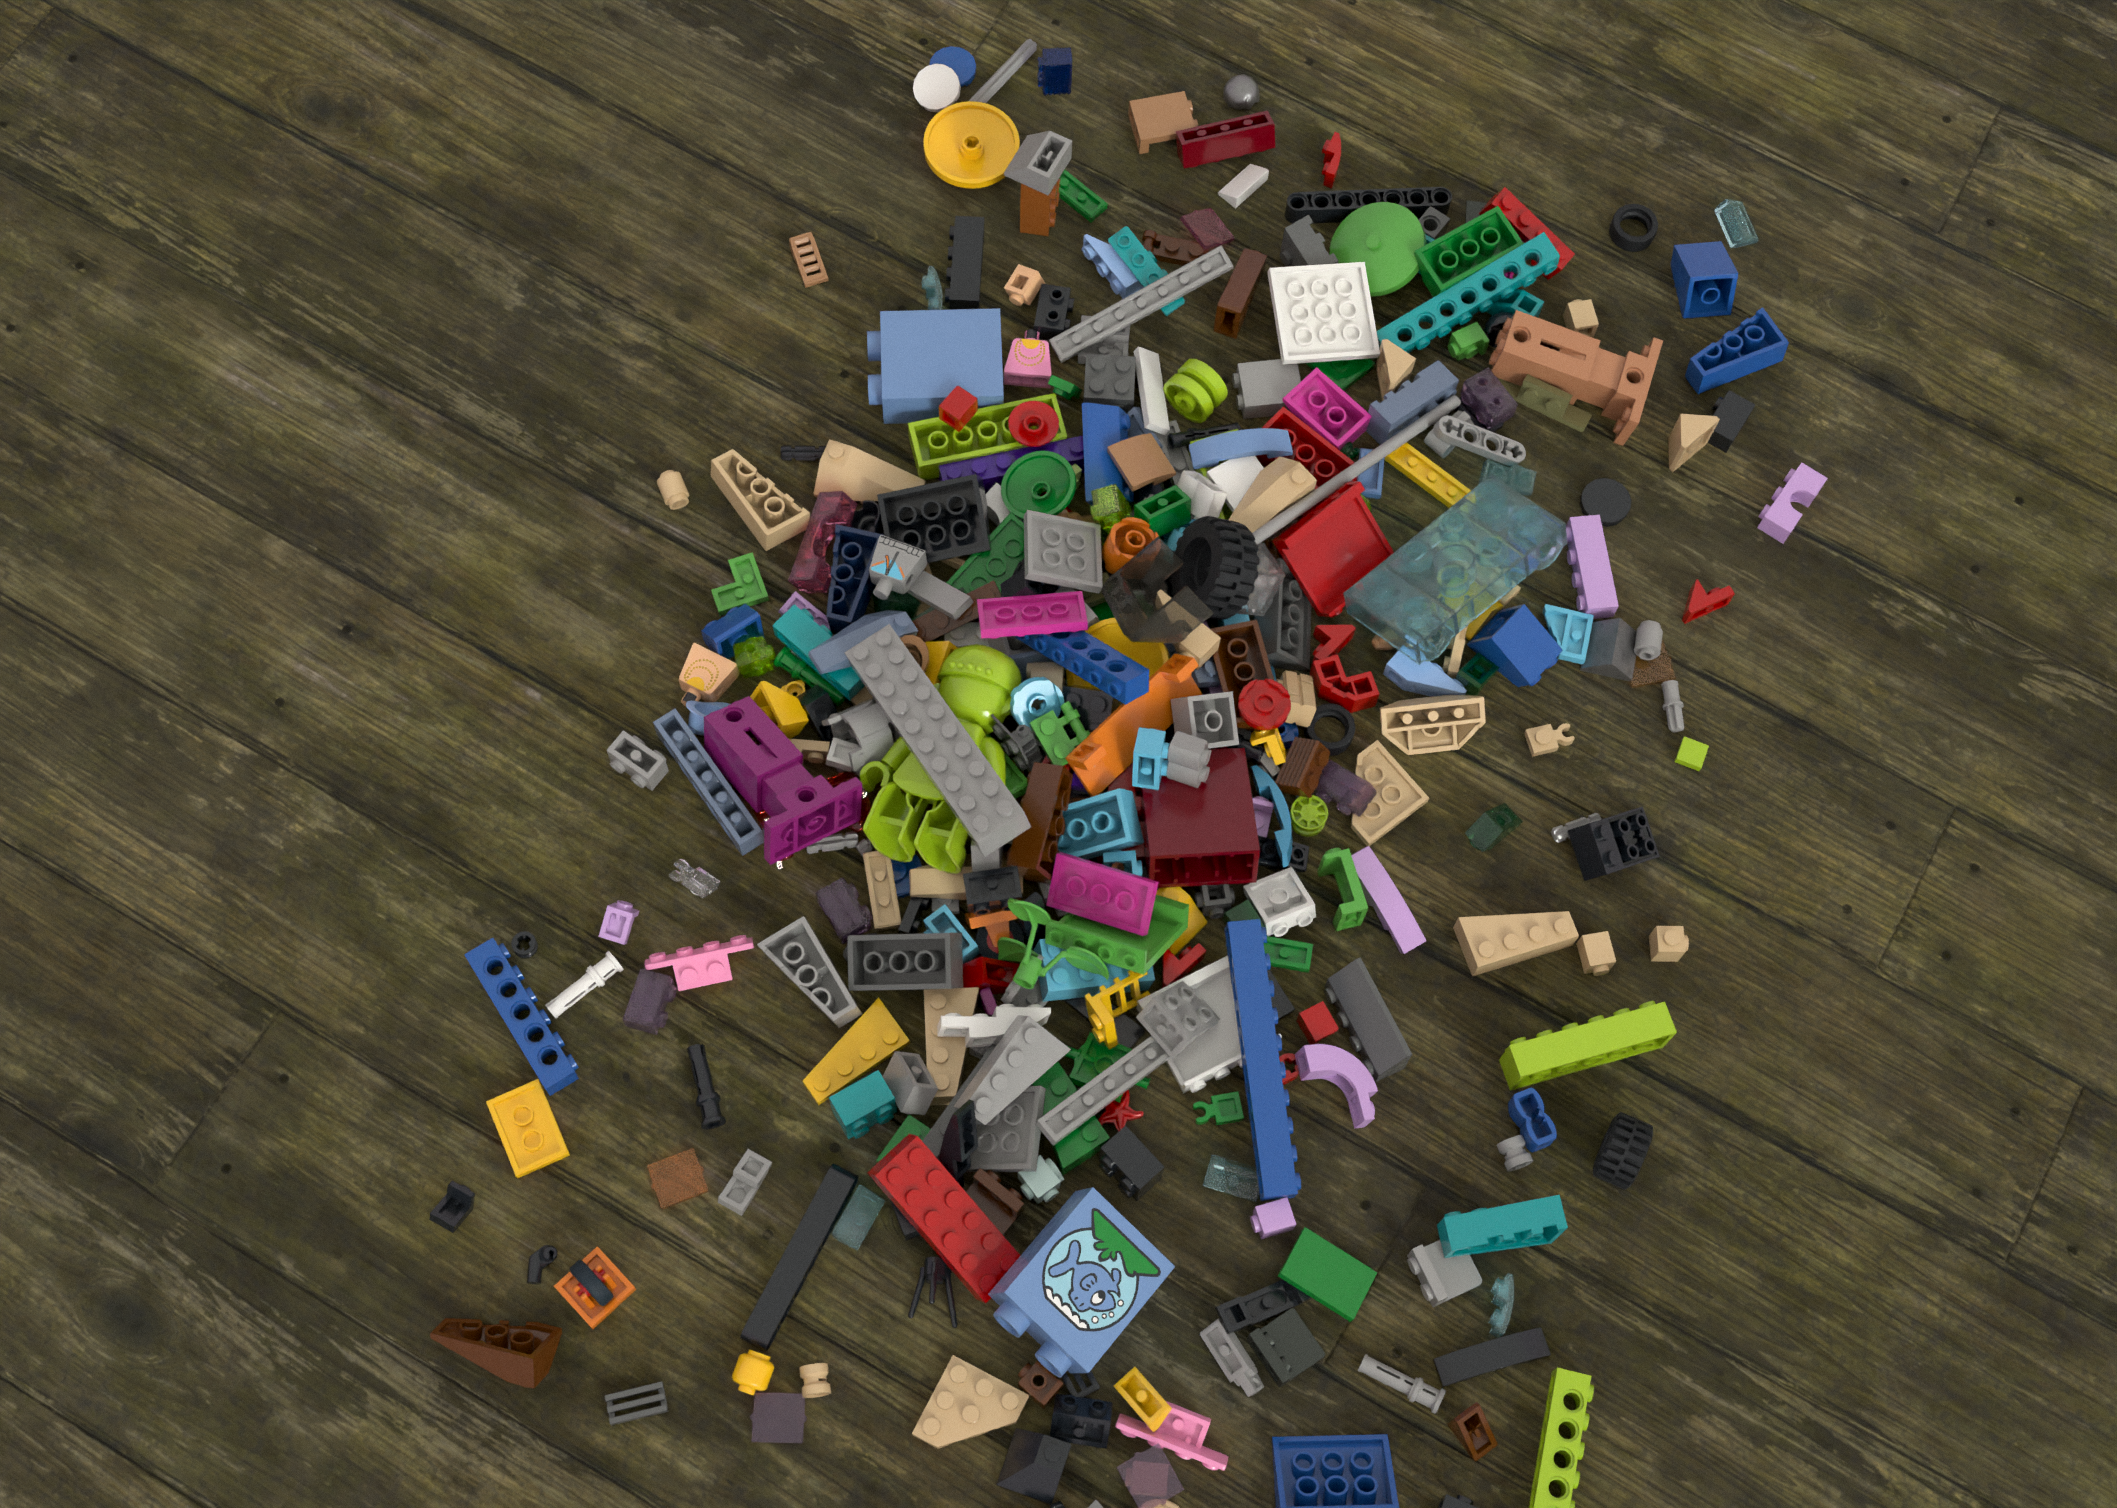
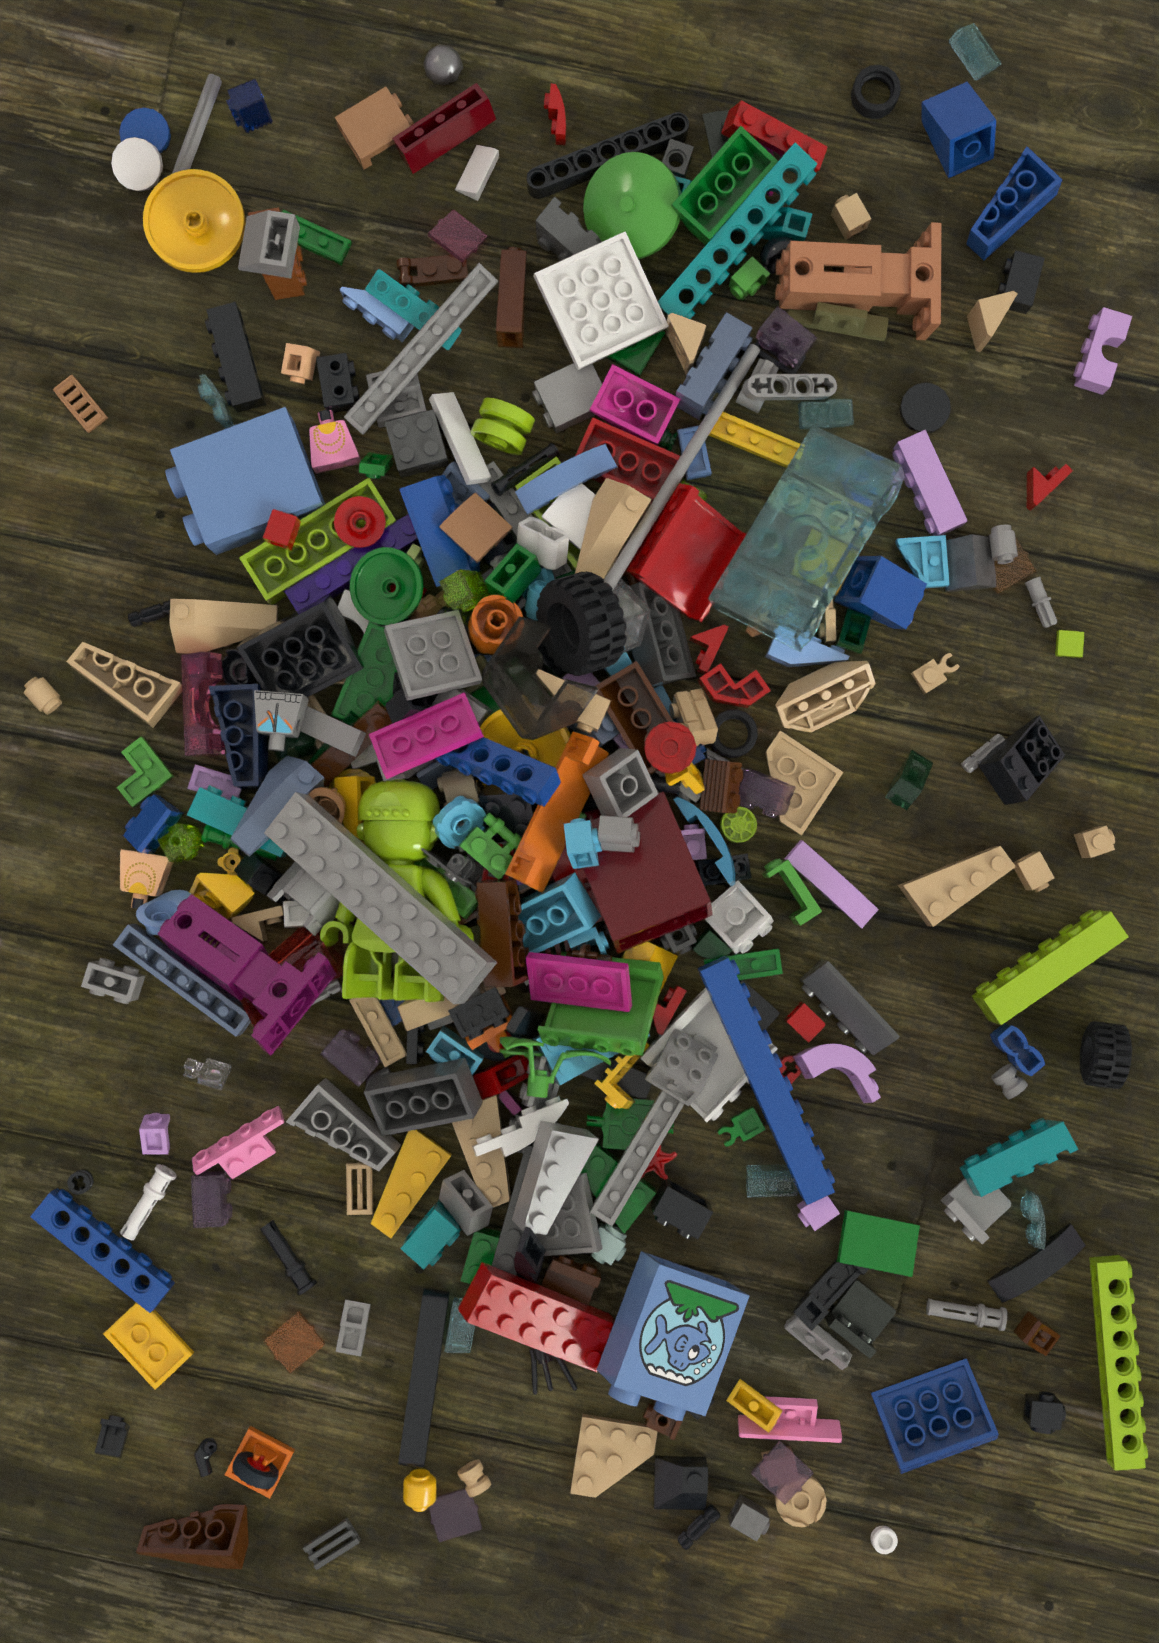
camera: 15 degrees left, 20 degrees up
(795, 1066) = (349, 1184): none -> tan tile
(1081, 1420) = (708, 1435): black bracket -> none

